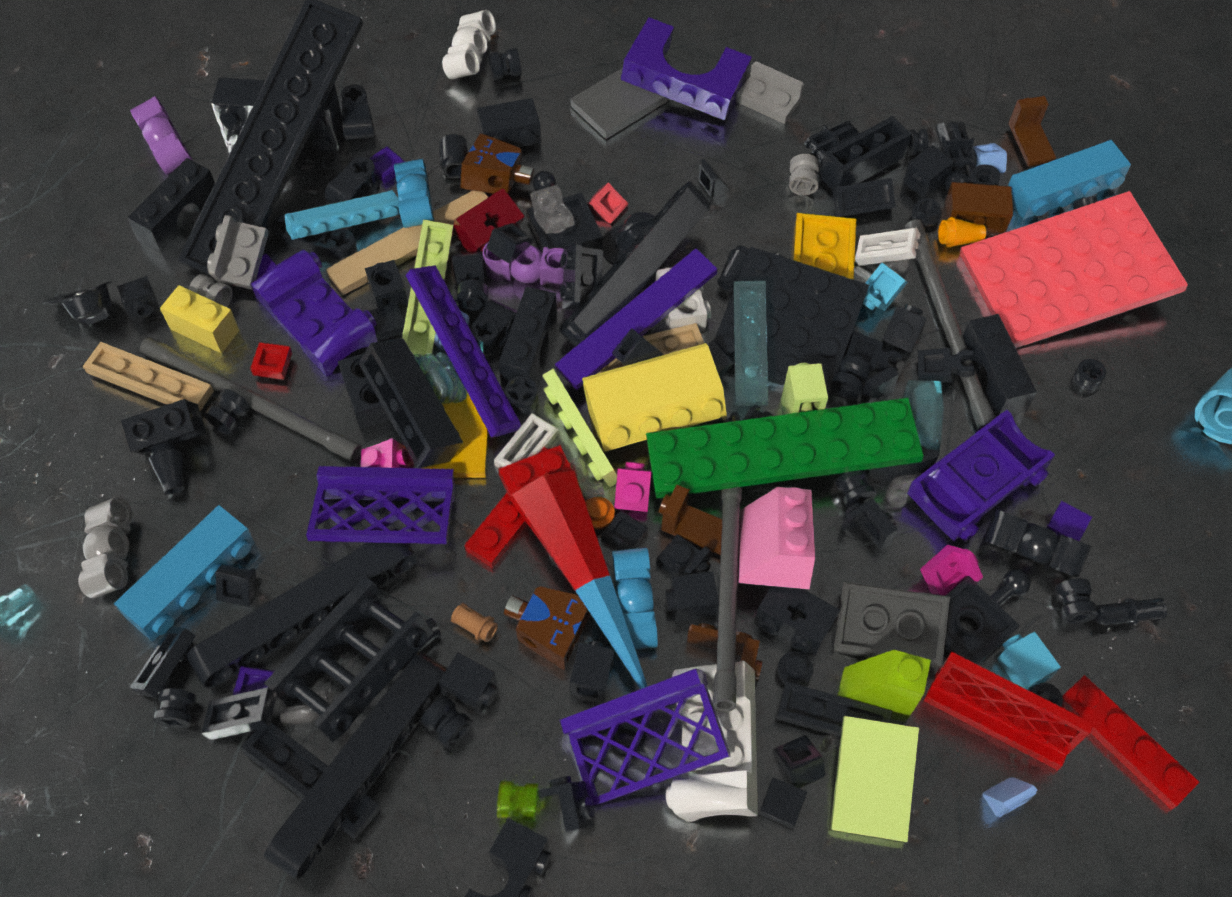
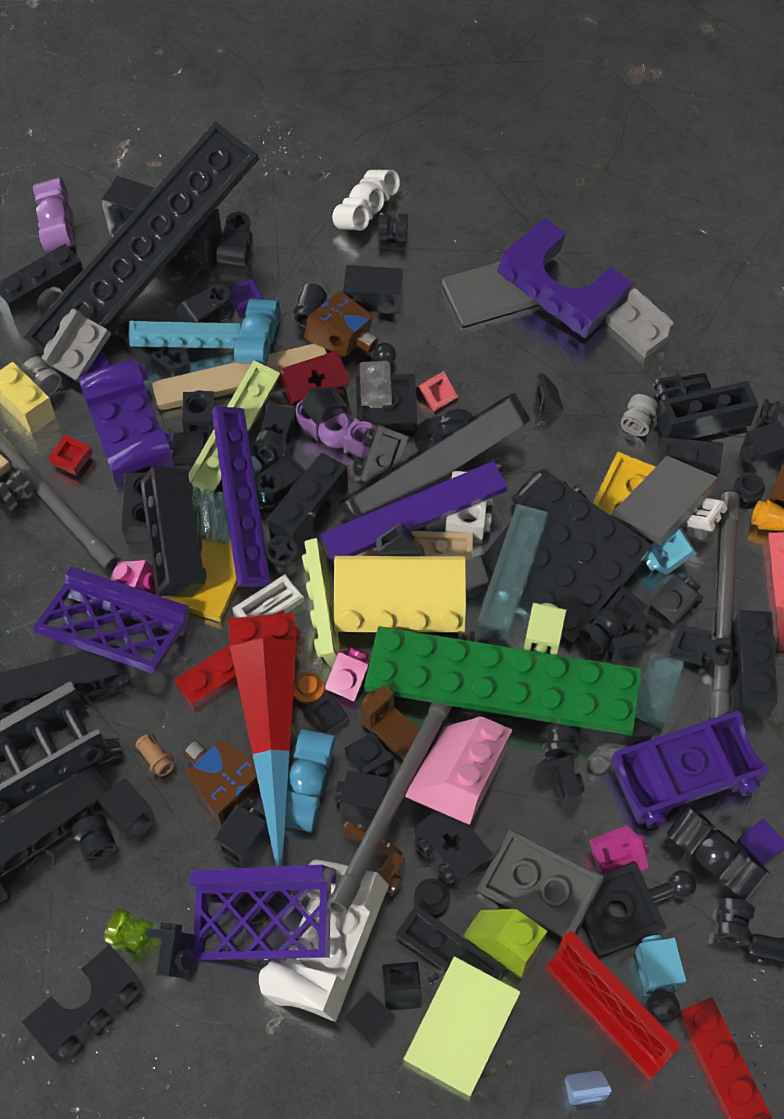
camera: 20 degrees right, 0 degrees up
(862, 241) = (665, 499): none -> dark grey tile

